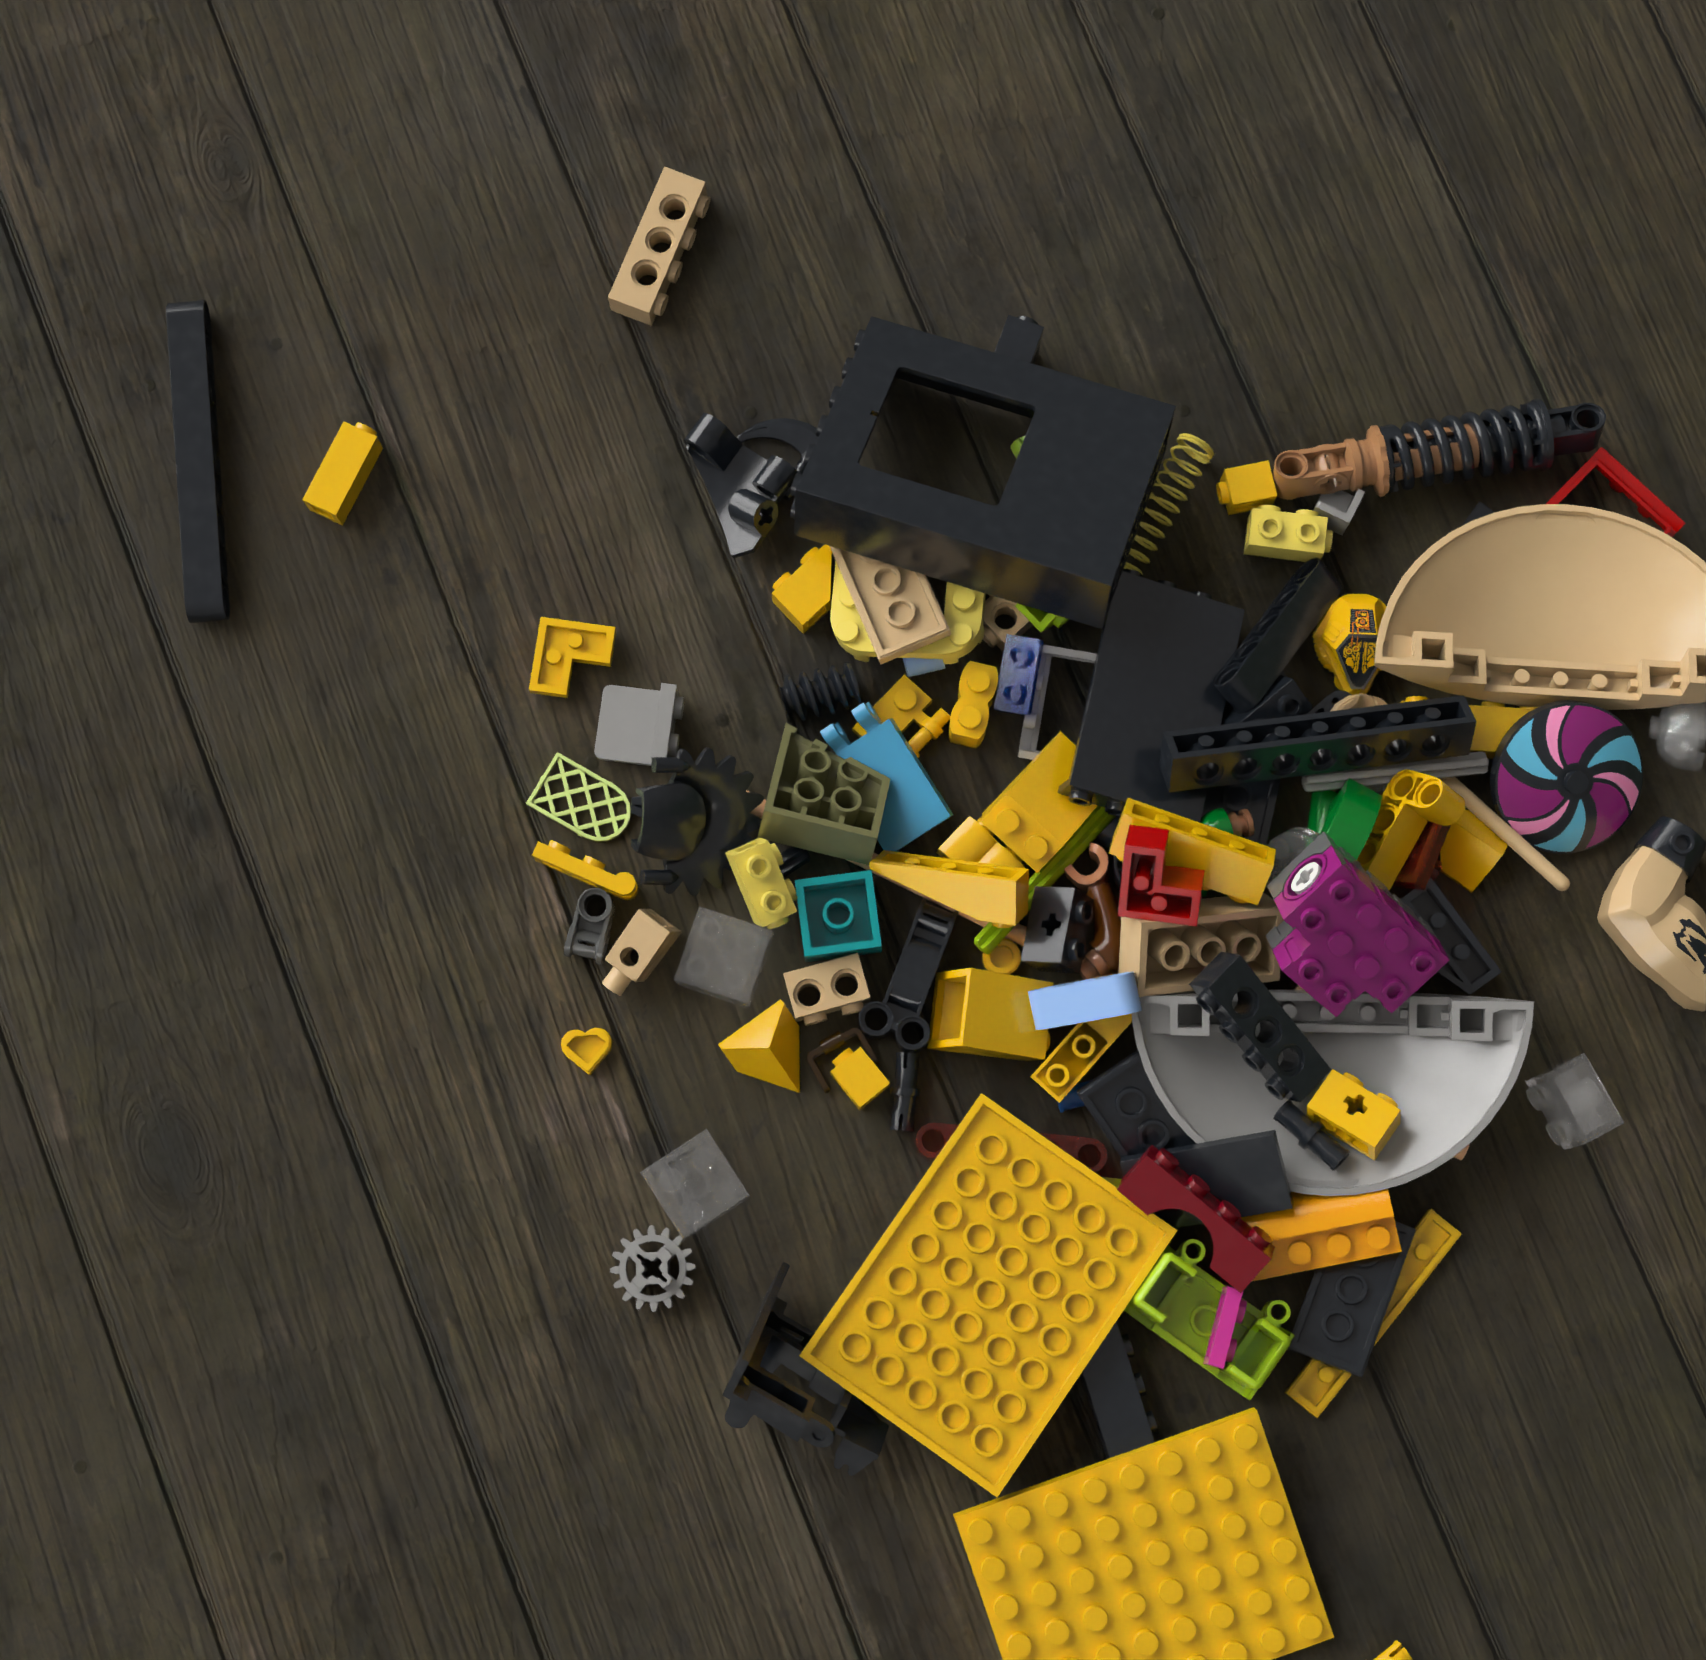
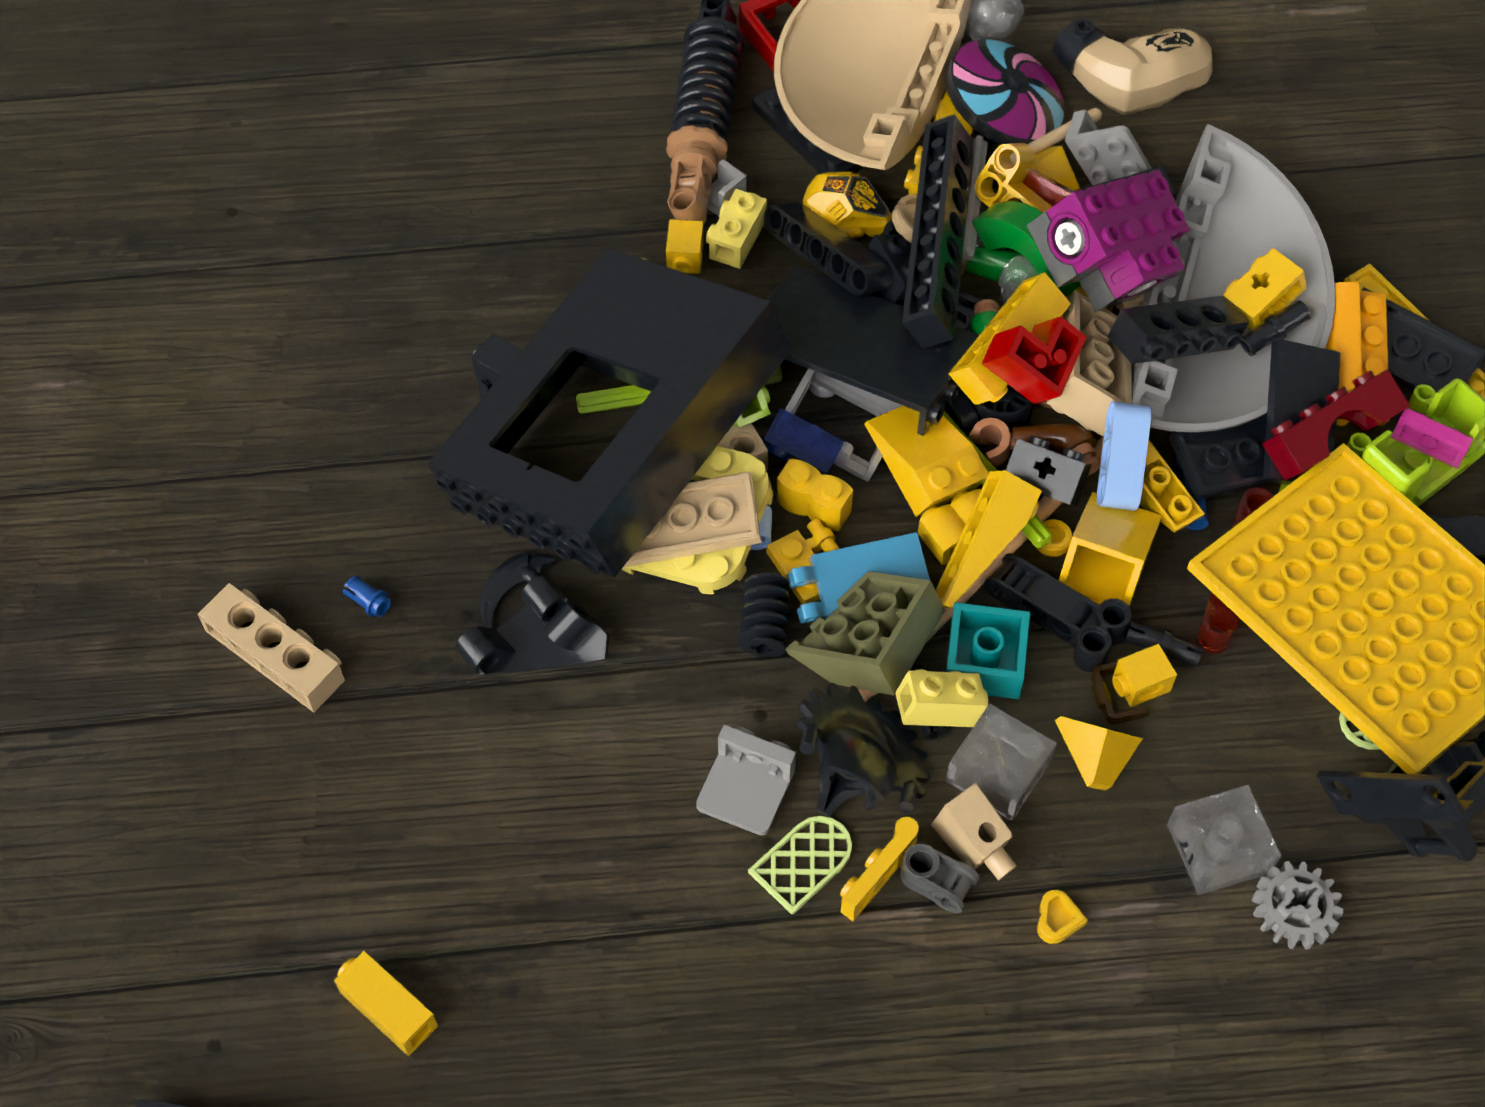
camera: 75 degrees left, 20 degrees down
(560, 645) = (642, 834): yellow plate -> none
(736, 321) = (374, 601): none -> blue pin
(807, 592) = (662, 602): yellow slope -> none
(824, 978) = (1045, 681): tan brick -> none
(1511, 896) = (1104, 152): none -> light grey bracket
(1573, 1102) = (1288, 143): clear brick -> none

